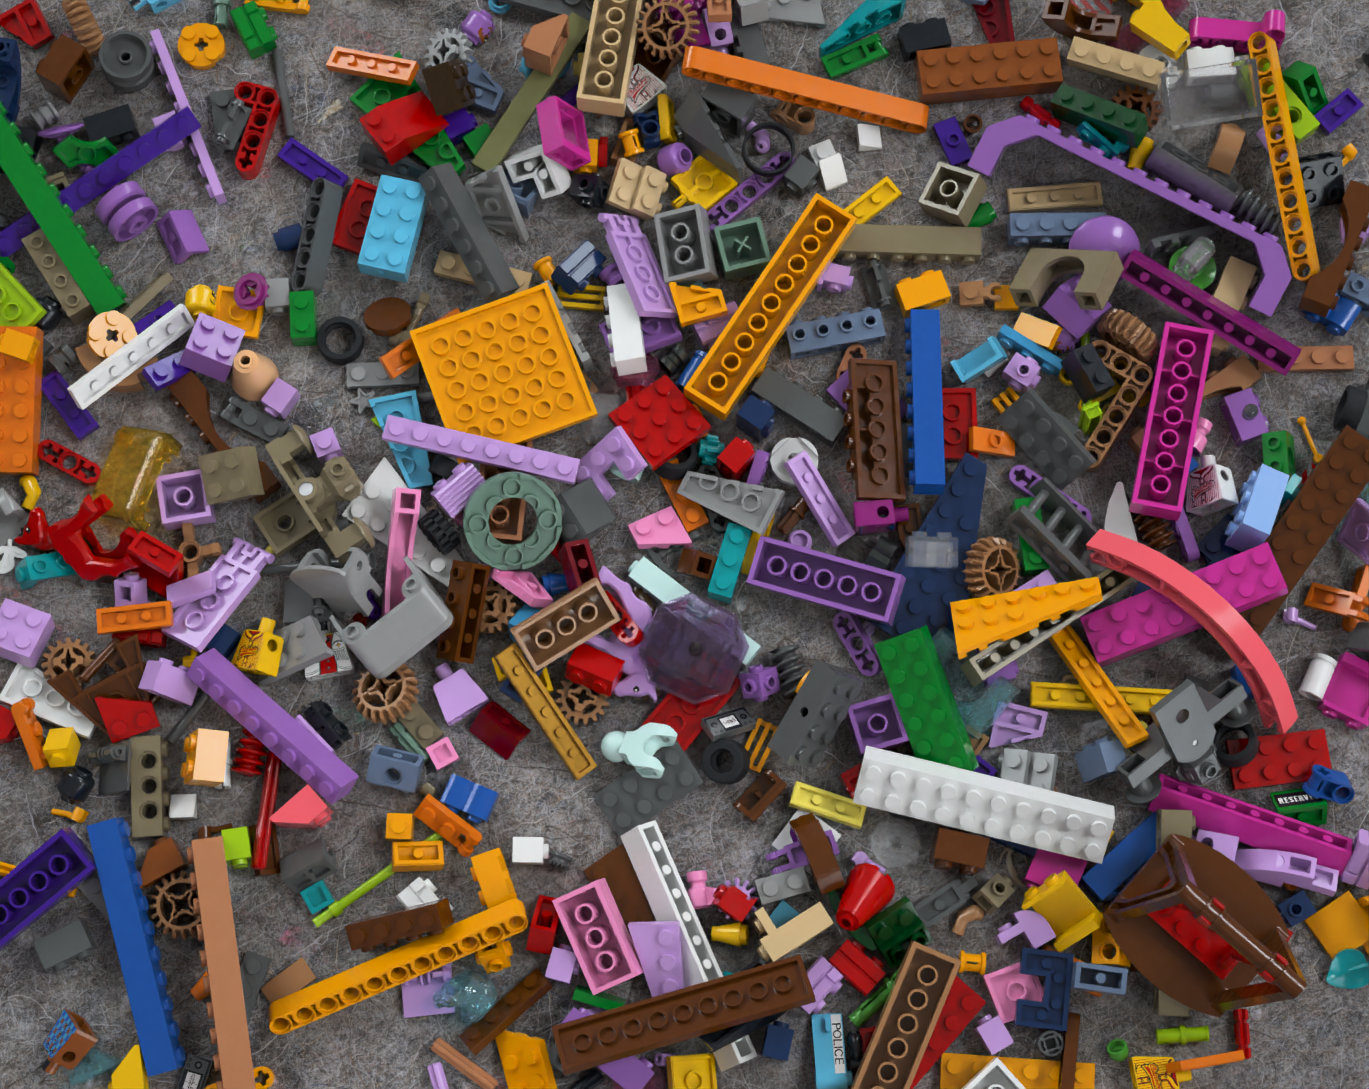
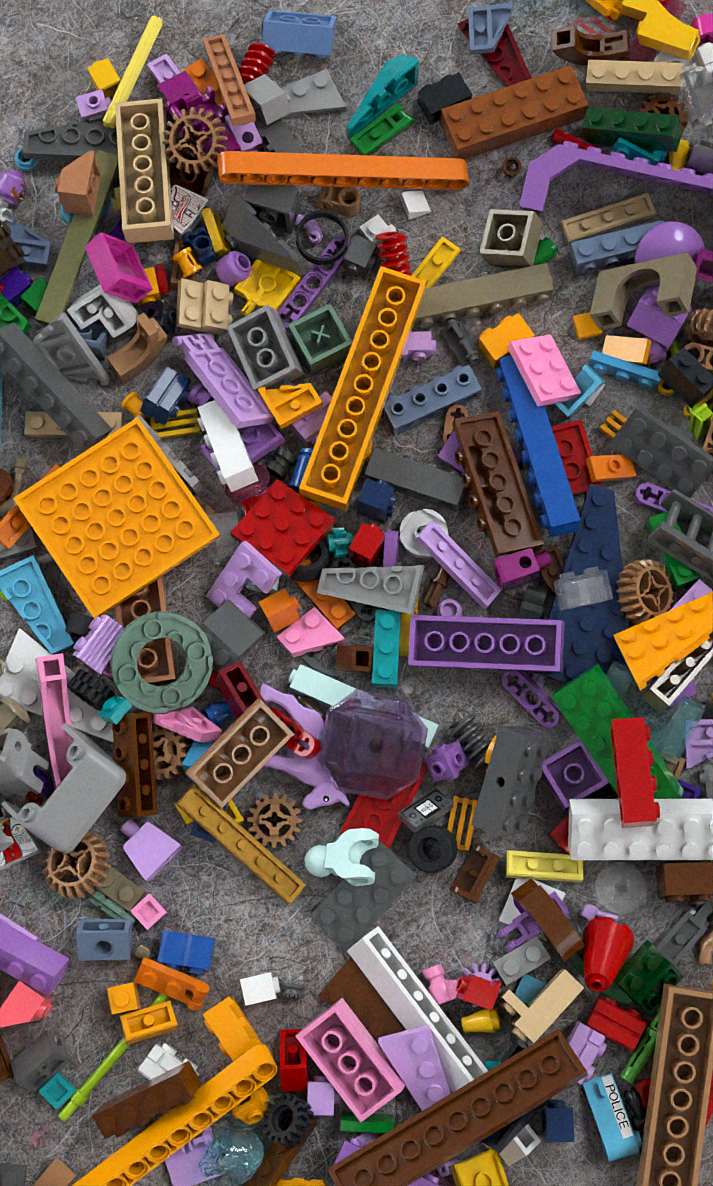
camera: 10 degrees left, 0 degrees up
(335, 731) = (17, 903): black hinge -> none
(457, 555) = (114, 709): none -> teal plate
(481, 449) = (112, 598): lavender plate -> none
(499, 729) = (199, 873): dark red panel -> none
(535, 982) = (299, 1125): none -> black tyre
(564, 218) = (140, 351): none -> medium nougat arch
(594, 669) = (280, 790): red brick -> none
(637, 500) = (280, 610): none -> orange brick
(835, 182) = (394, 252): none -> red piece
(930, 733) = (633, 772): none -> red brick
(950, 331) = (544, 370): none -> bright pink plate
(952, 141) = (497, 188): dark purple plate -> none
(974, 293) = (559, 327): medium nougat plate -> none
(1022, 373) = (622, 394): lavender brick -> none

